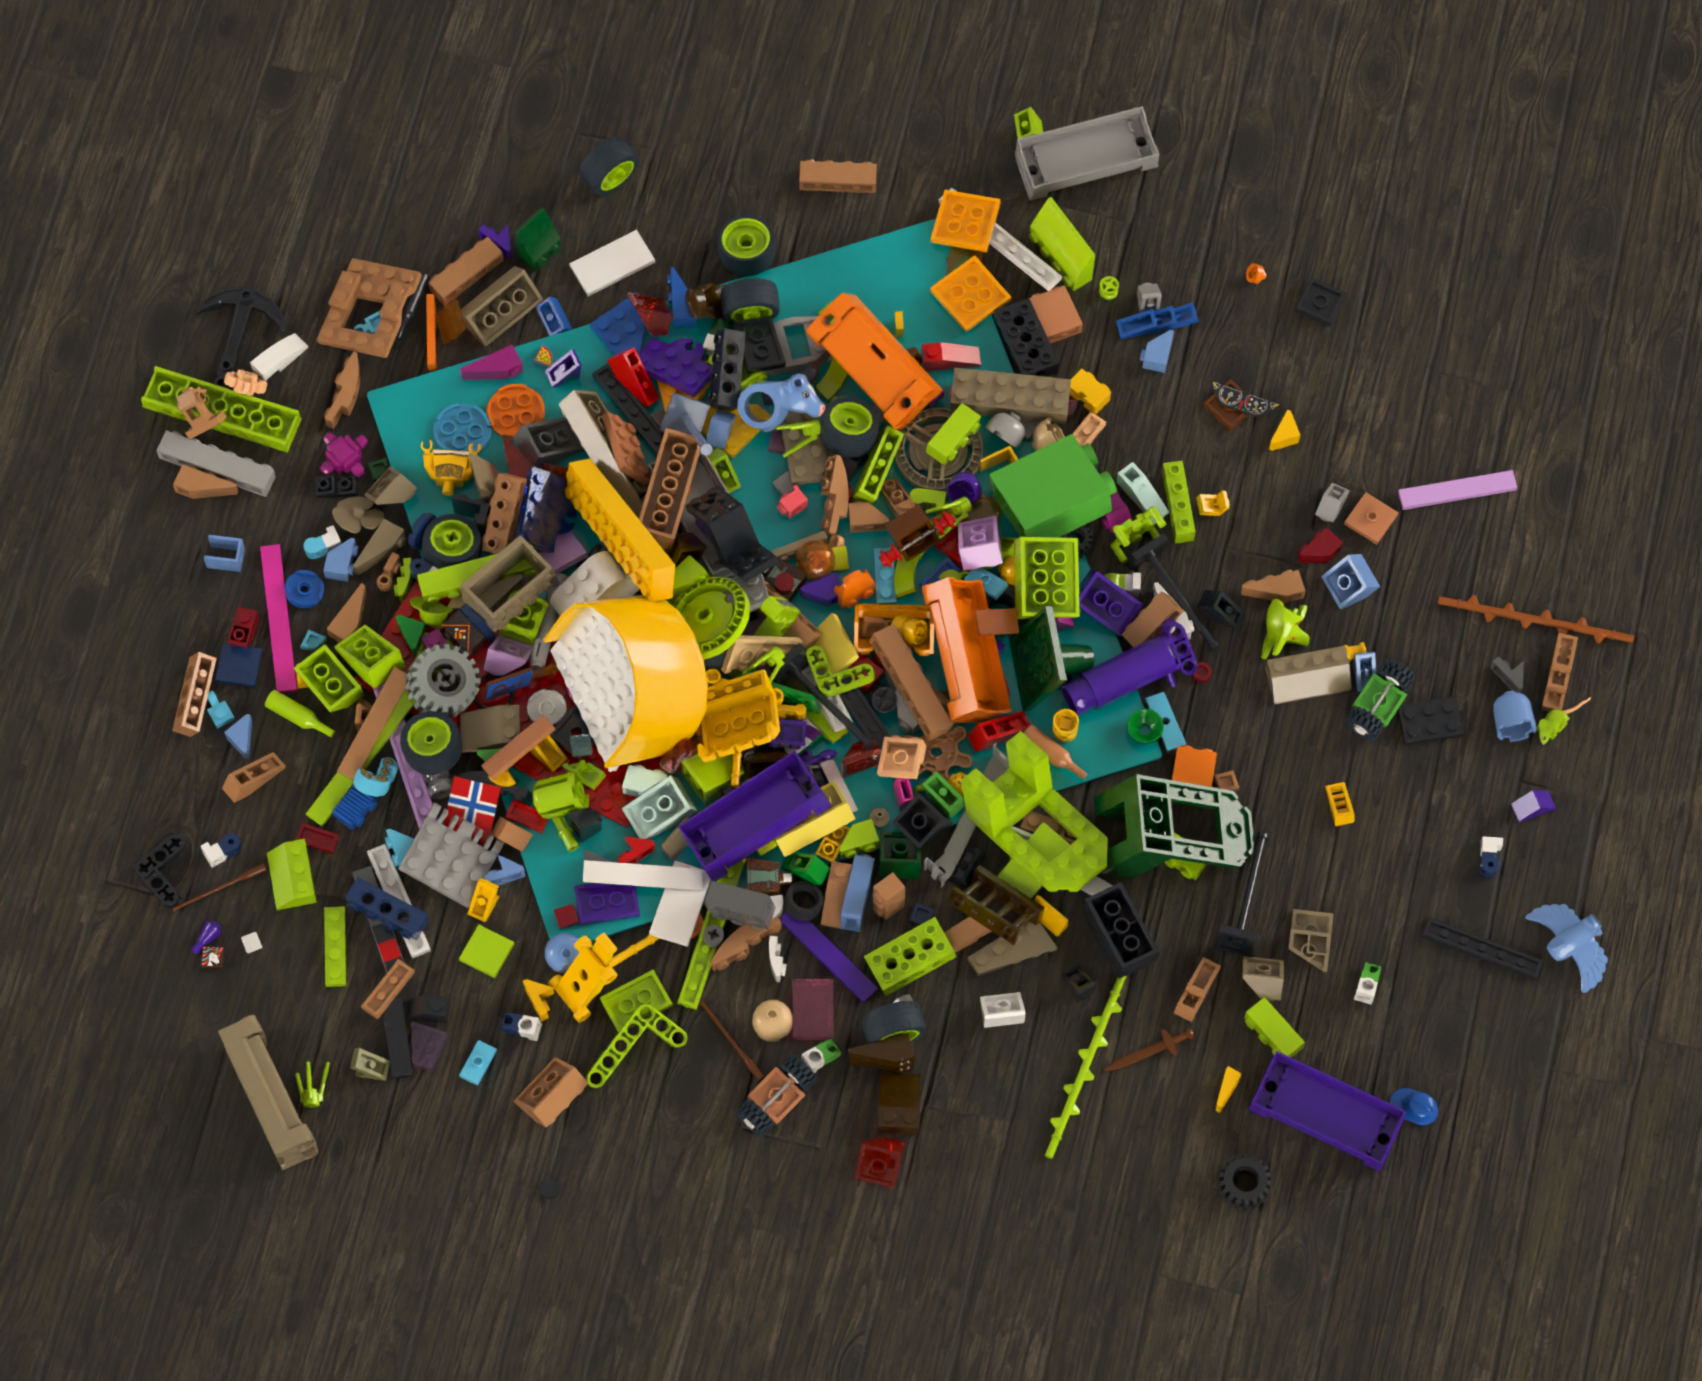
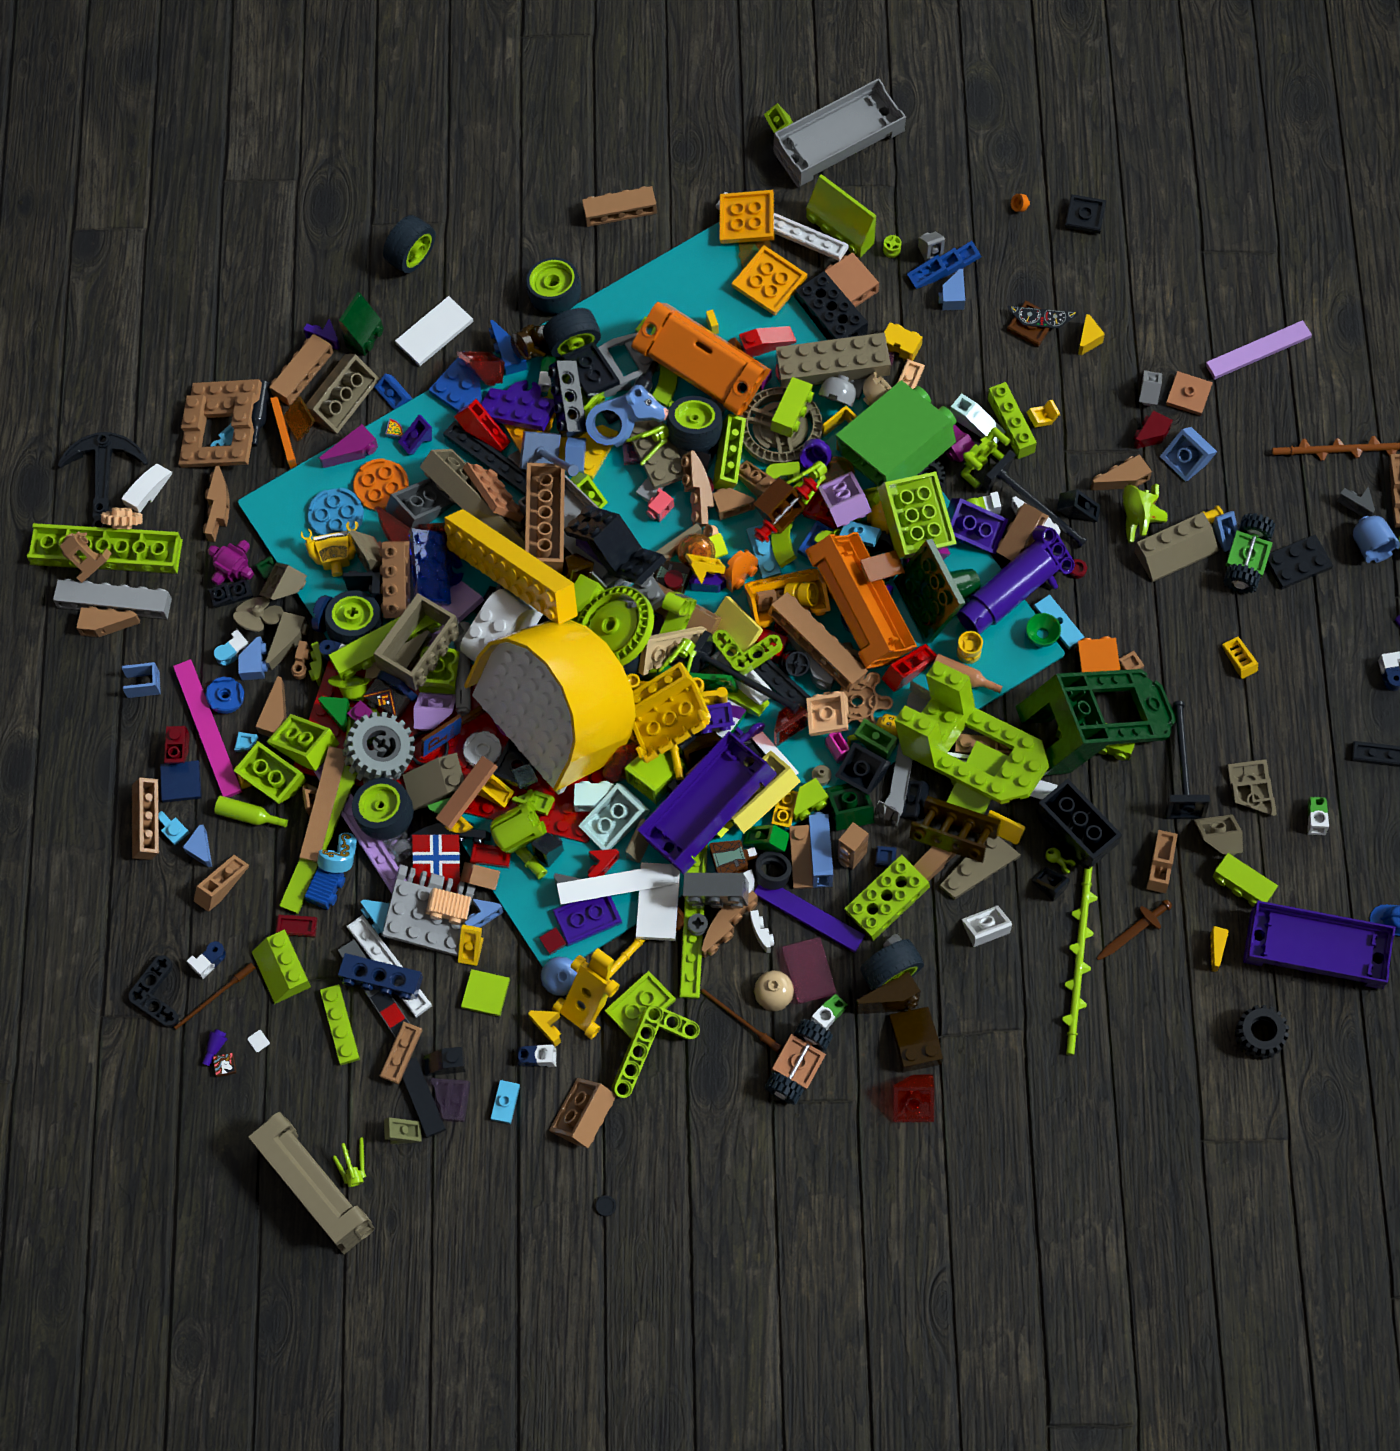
camera: 10 degrees left, 0 degrees up
(471, 856) = (448, 906): none -> light nougat brick
(817, 575) = (702, 564): none -> yellow slope
(1091, 958) = (1055, 857): none -> lime arm

